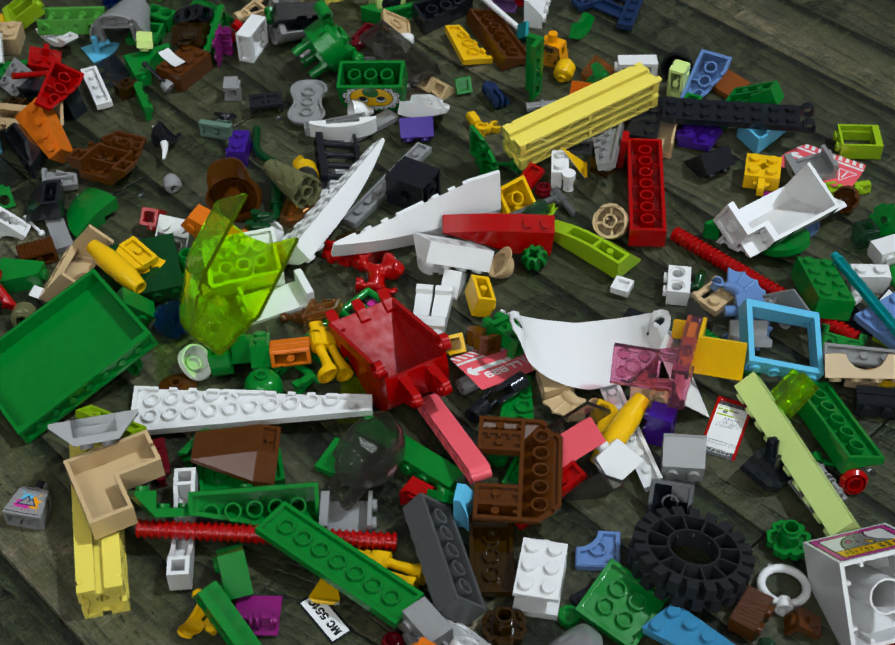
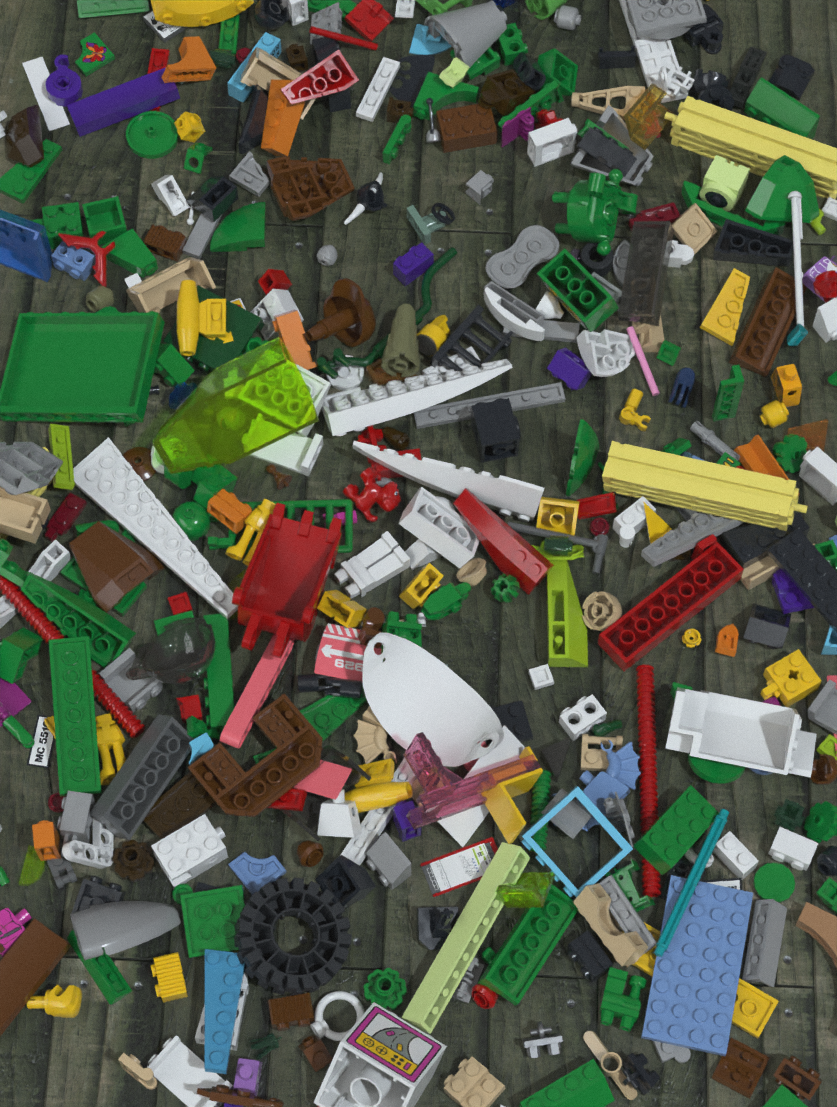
camera: 45 degrees right, 20 degrees up
(171, 58) = (456, 112): white sticker -> none
(265, 101) = (486, 228): black hinge -> none
(298, 624) = (19, 732): none -> green bar
(316, 311) = (295, 490): clear orange wing -> none
(319, 442) = (180, 603): none -> red tile
(454, 100) = (642, 360): none -> bright pink bar
(507, 291) = (445, 601): none -> green hinge
(622, 504) = (310, 853): none -> reddish brown cone
(677, 200) = (691, 633): none -> yellow plate
(698, 185) = (727, 640): none -> orange plate

